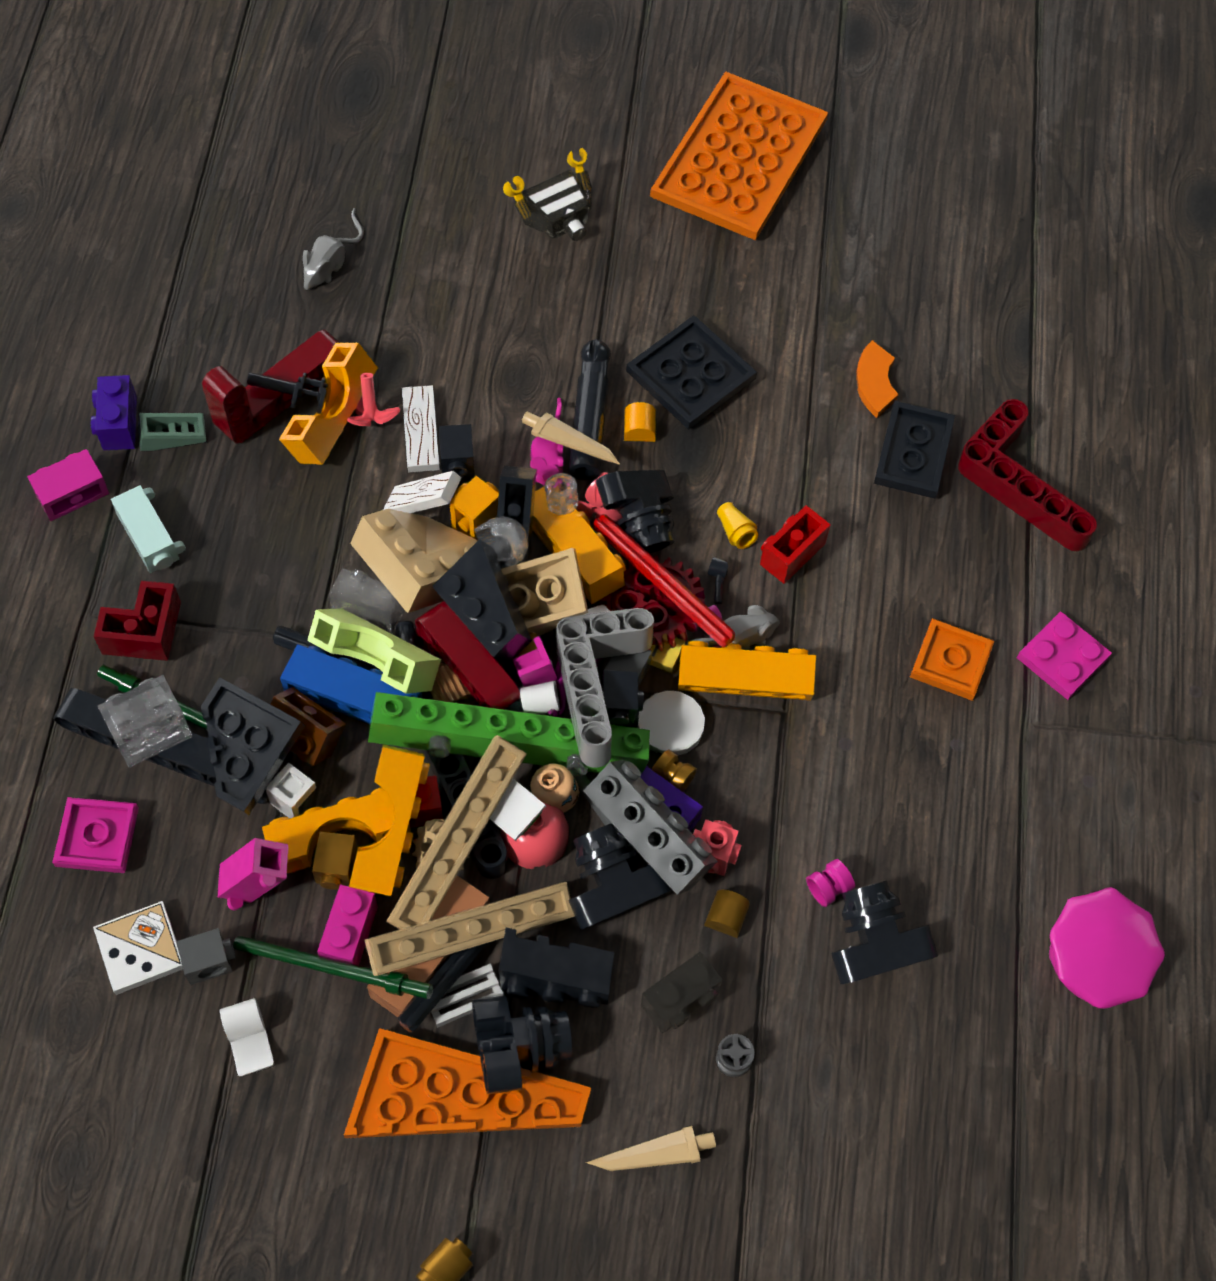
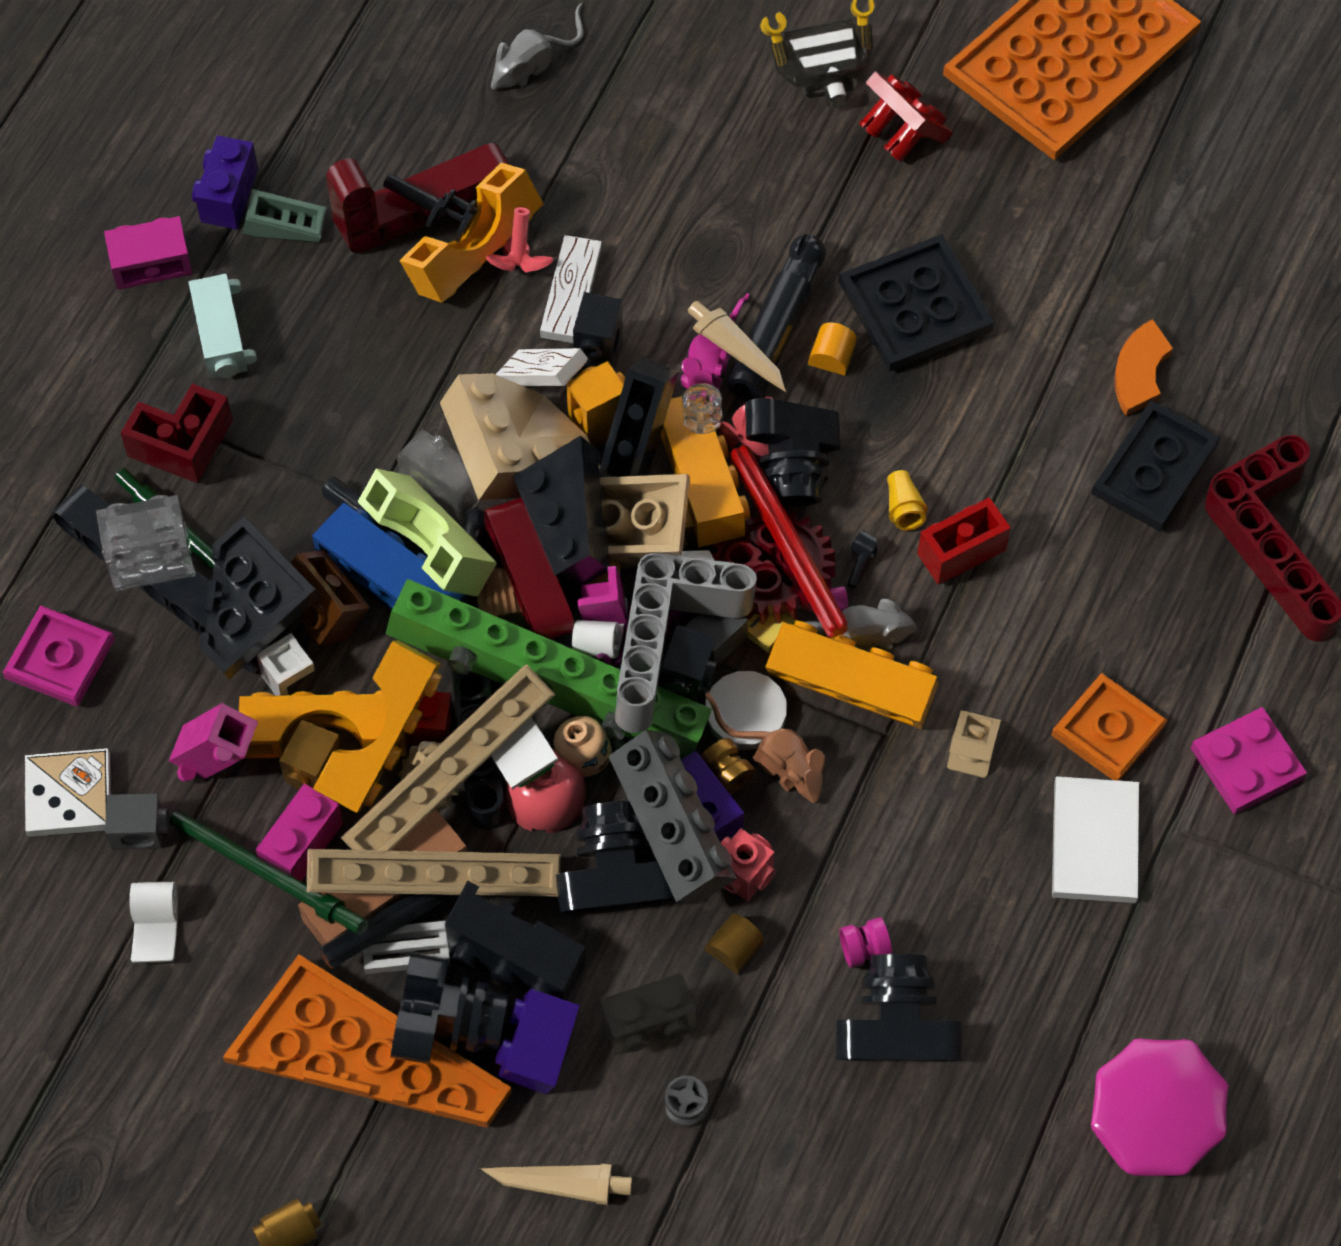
camera: 20 degrees right, 0 degrees up
(505, 537) = (616, 441): clear hair -> none
(600, 1042) = (537, 1041): none -> dark purple brick
(647, 230) = (905, 101): none -> red plate
(715, 751) = (783, 754): none -> nougat animal
(856, 700) = (973, 744): none -> tan slope
(974, 749) = (1095, 839): none -> white tile

